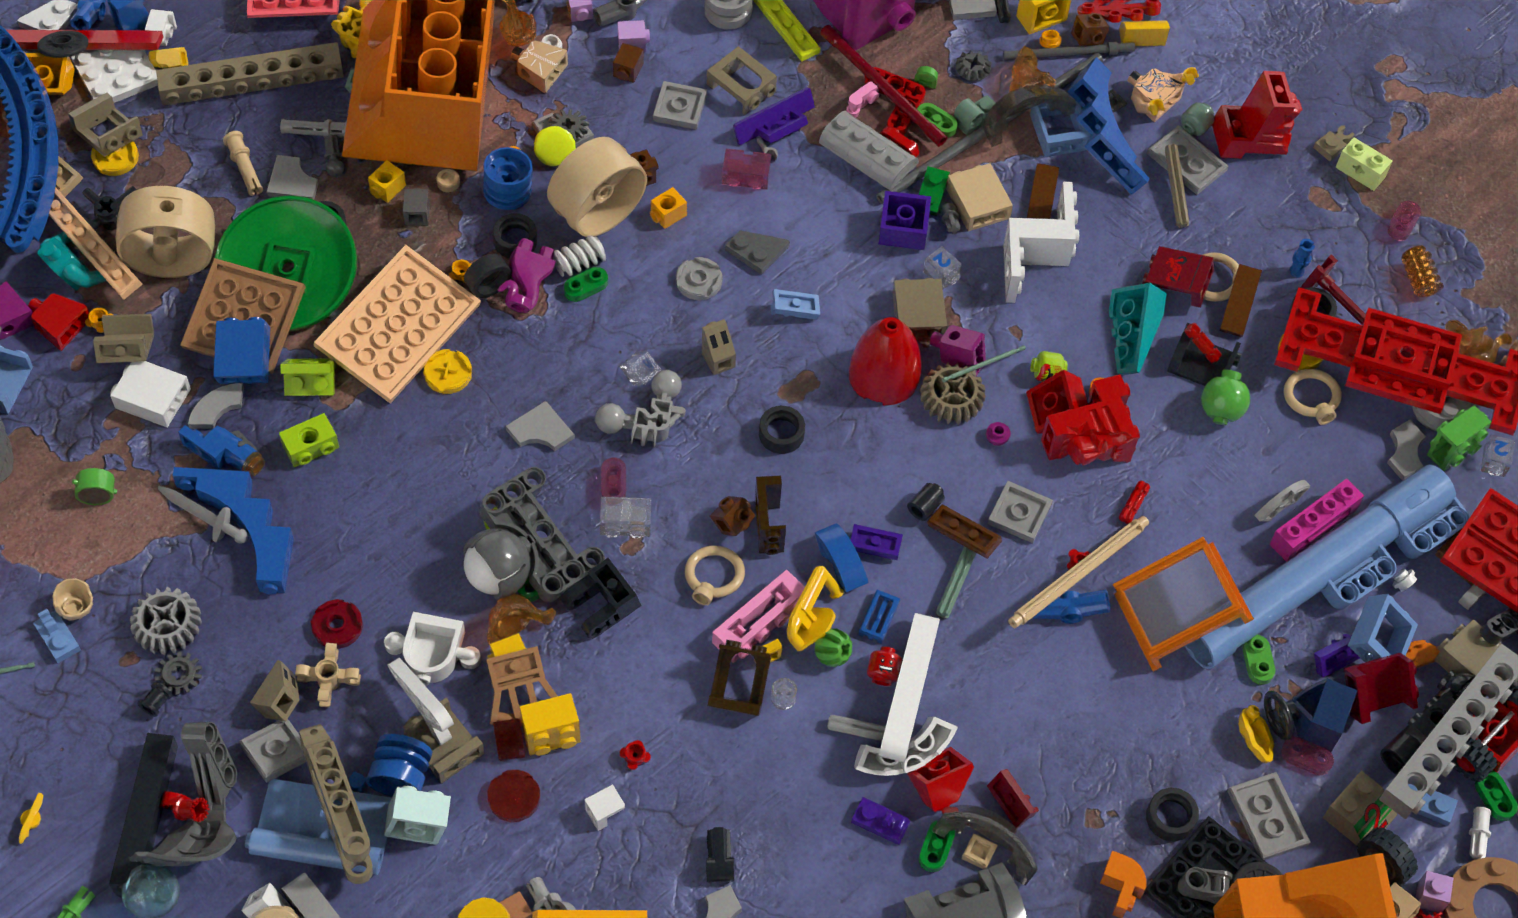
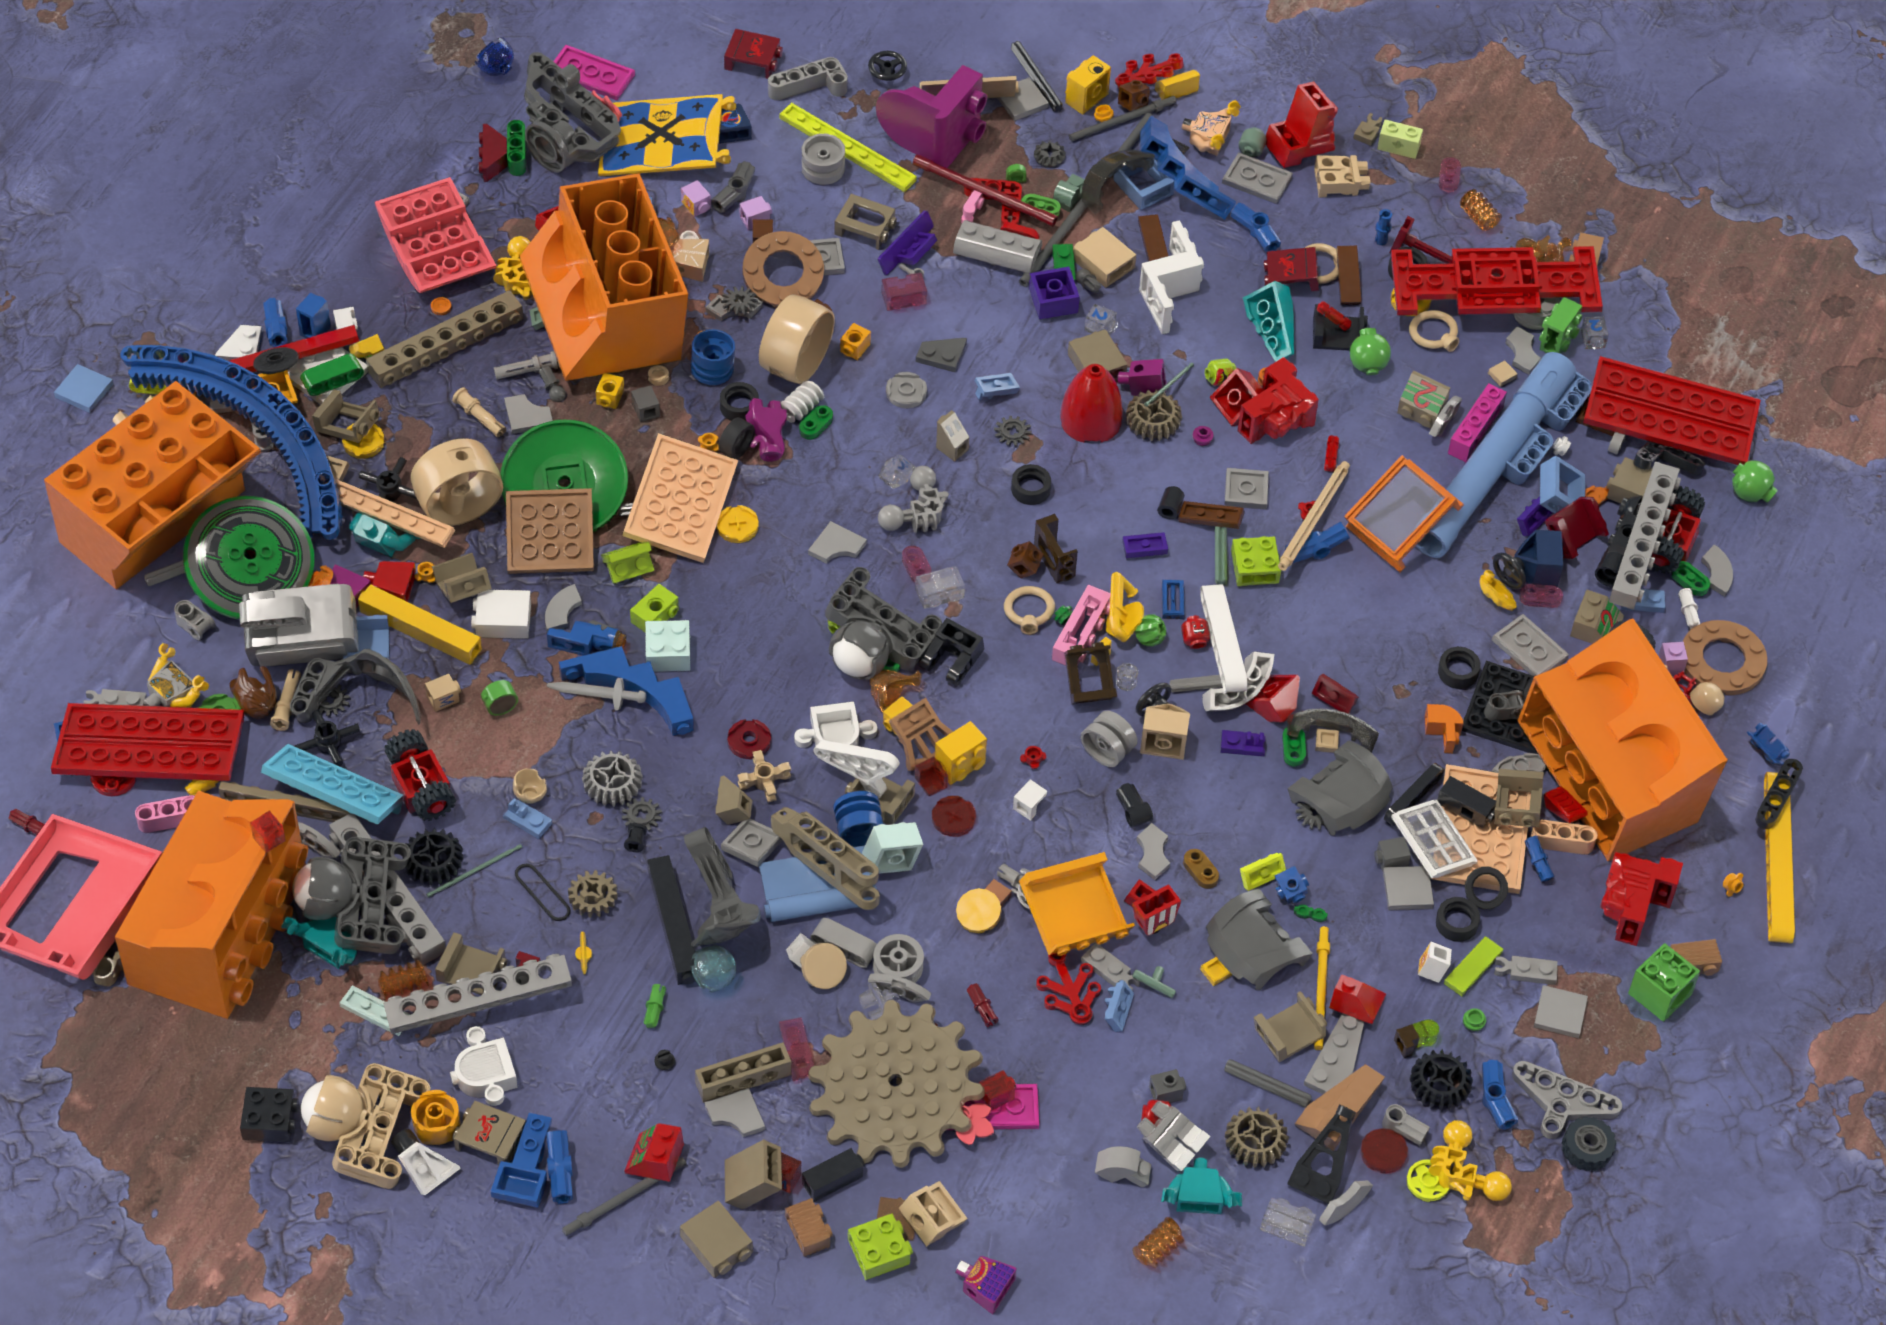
camera: 20 degrees left, 5 degrees down
(17, 729) = (549, 886): none -> black piece
(42, 460) = (442, 692): none -> tan brick
(60, 376) = (421, 624): none -> yellow brick
(86, 753) = (592, 894): none -> dark tan gear
(112, 76) = (332, 374): none -> green beam
(184, 807) = (704, 903): red connector -> none
(242, 351) = (566, 557): blue brick -> none
(268, 38) = (441, 306): none -> orange piece
(301, 486) = (668, 645): none -> light aqua brick
(553, 145) = (736, 319): neon yellow piece -> none
(641, 76) = (778, 242): none -> medium nougat plate
(724, 765) = (1109, 738): none -> light grey wheel
(746, 593) = (1063, 614): none -> green plate
(791, 352) = (1008, 425): none -> dark grey gear
(794, 768) = (1164, 724): none -> tan piece
(840, 551) = (1118, 556): blue brick -> none
(990, 603) = (1255, 561): none -> lime brick
(1026, 72) = (1099, 148): clear orange piece -> none
(1164, 214) = (1258, 225): none -> blue piece
(1177, 186) = (1257, 198): dark tan axle -> none
(1257, 658) = (1474, 537): bright green plate -> none
(1263, 473) = (1423, 399): none -> dark tan slope
(1280, 184) = (1340, 175): none -> tan hips
(1371, 470) = (1502, 373): none -> tan tile

